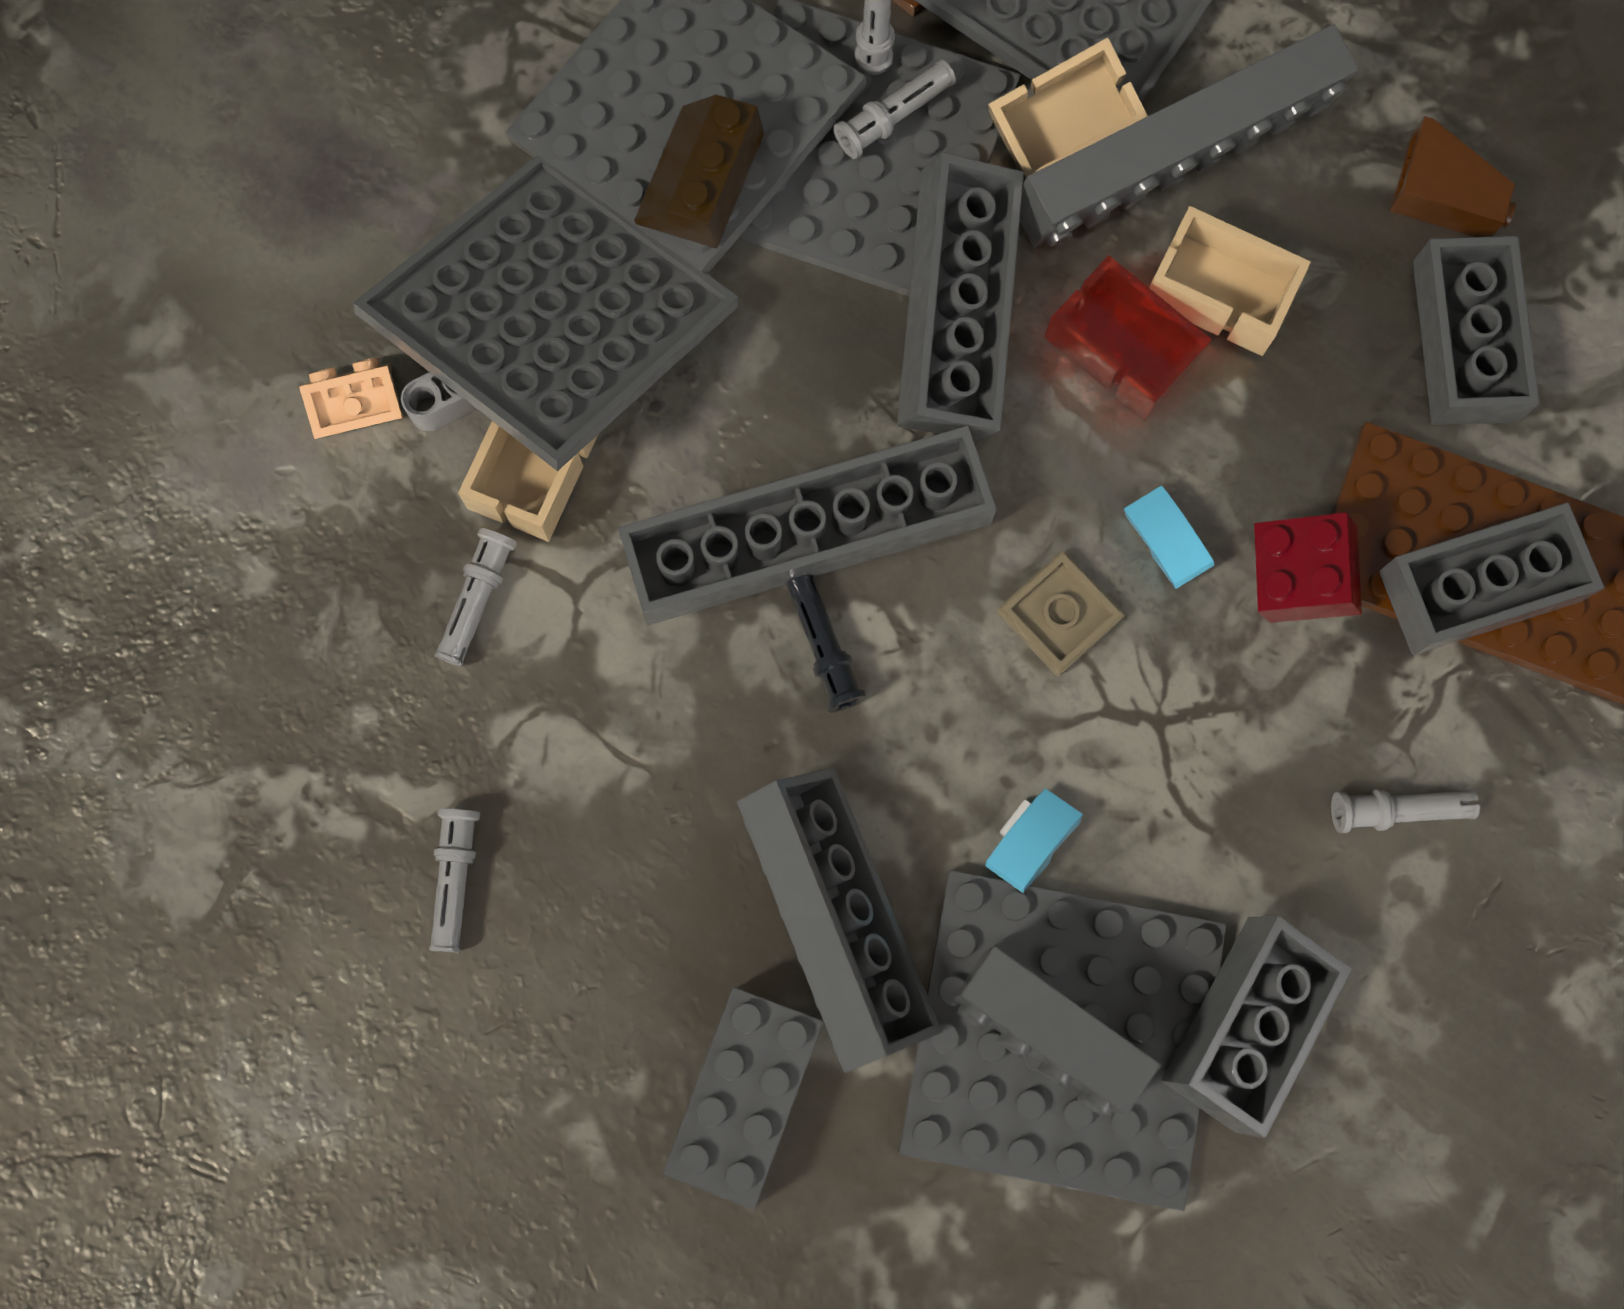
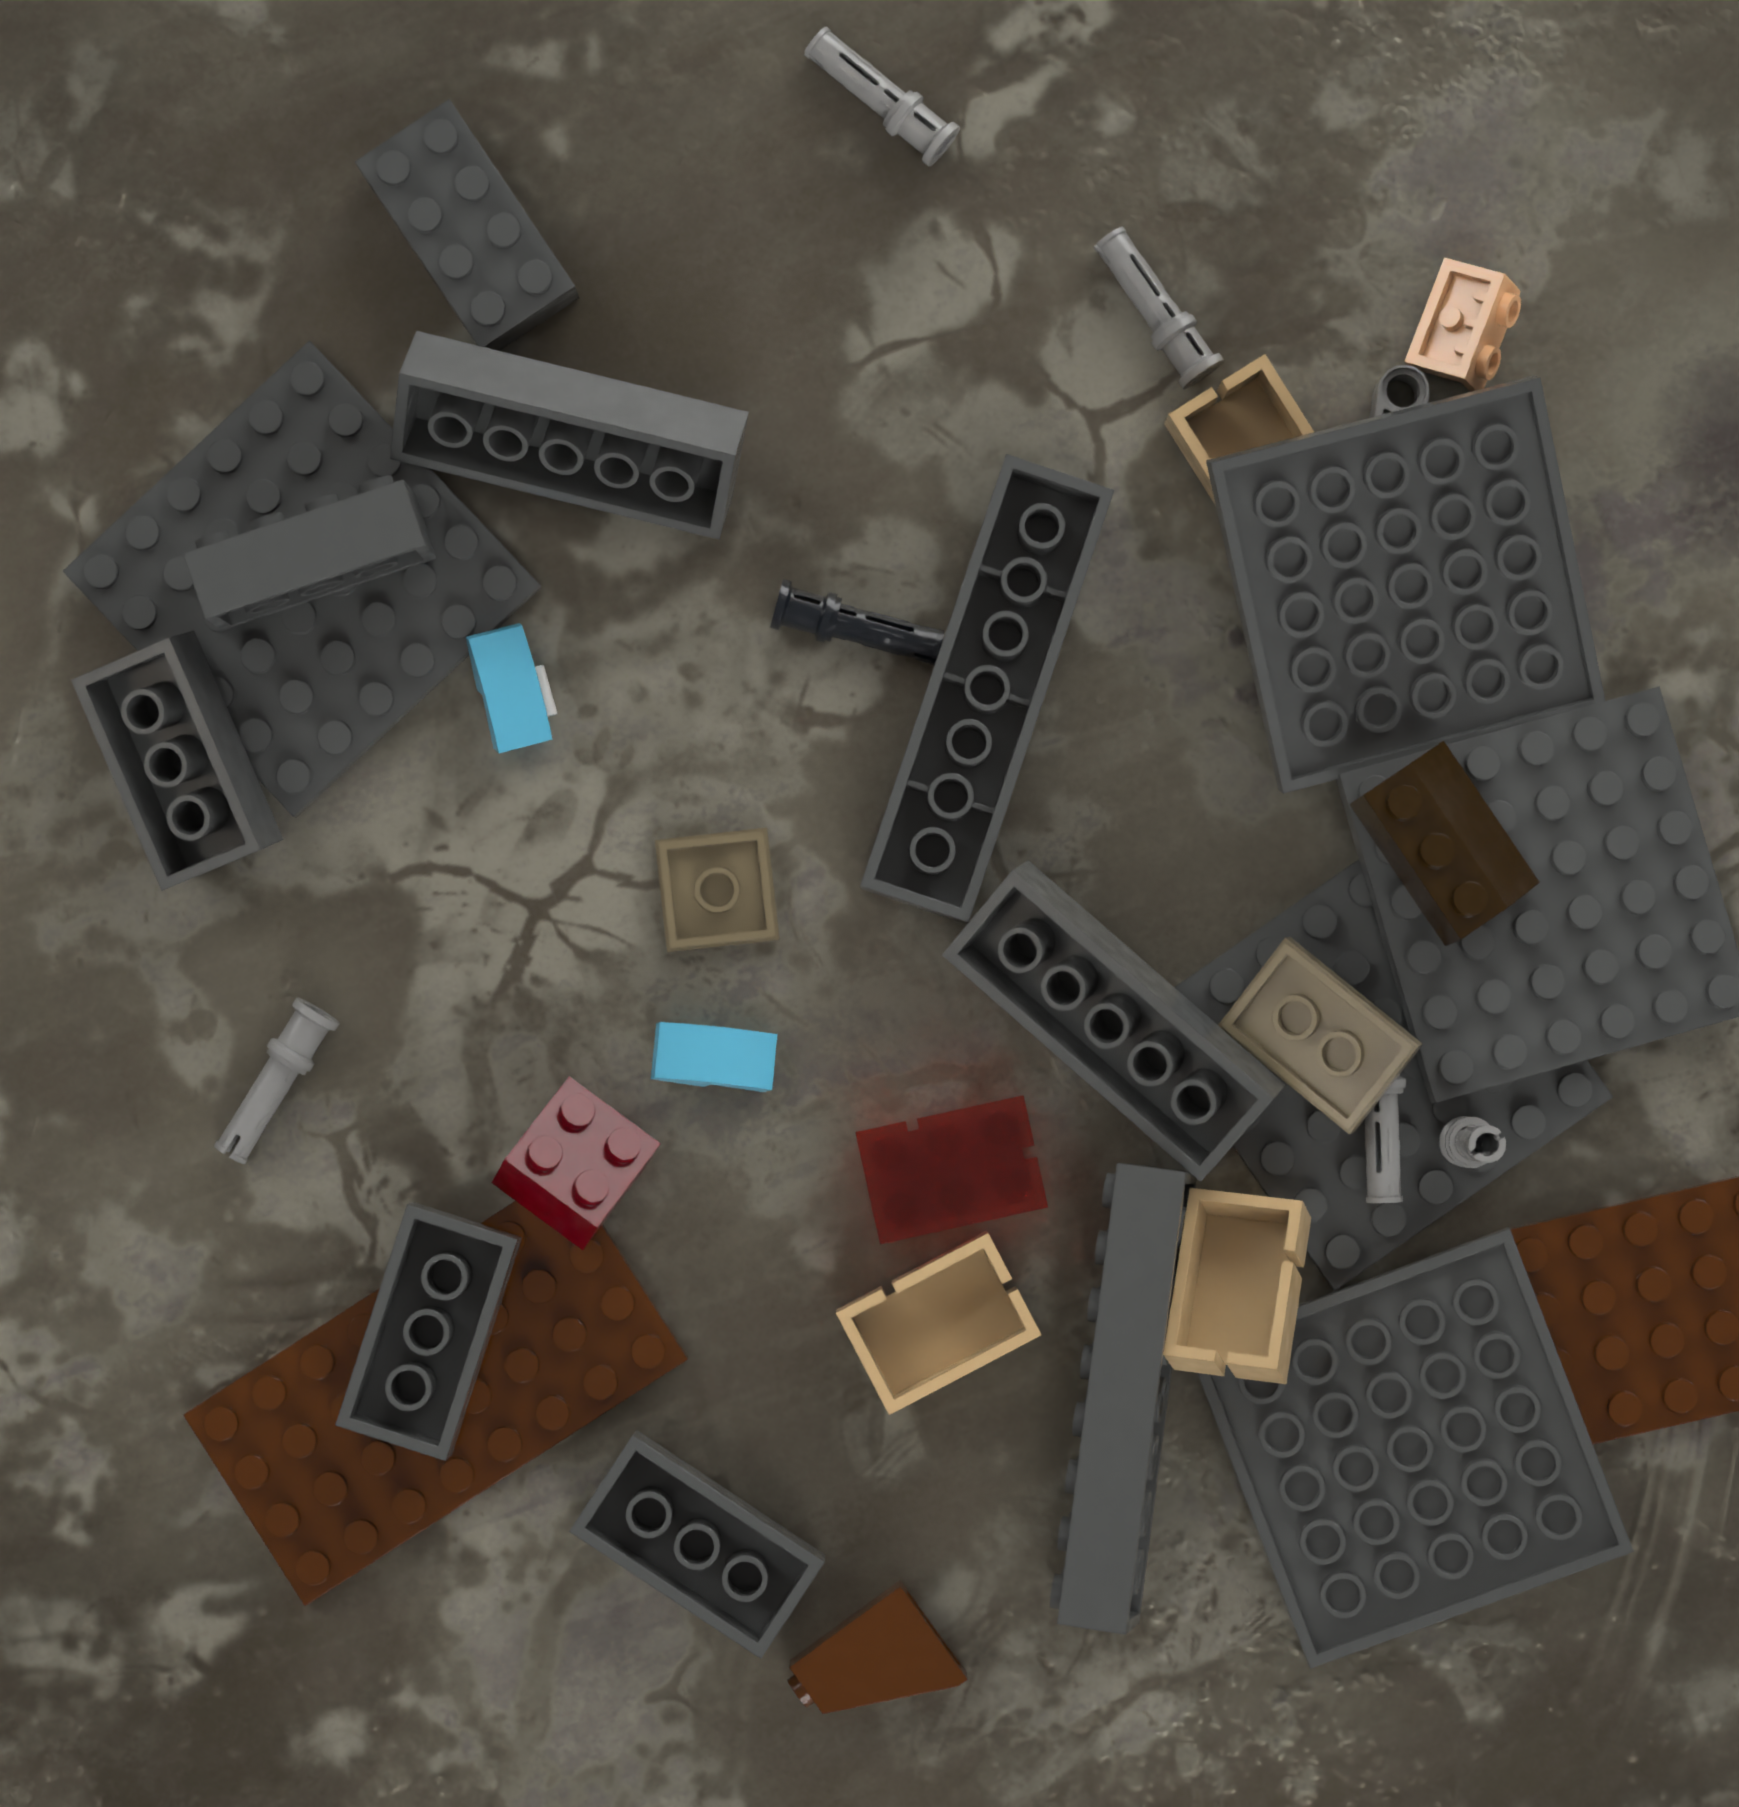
camera: 130 degrees right, 10 degrees up
(876, 169) = (1319, 1035): none -> dark tan tile

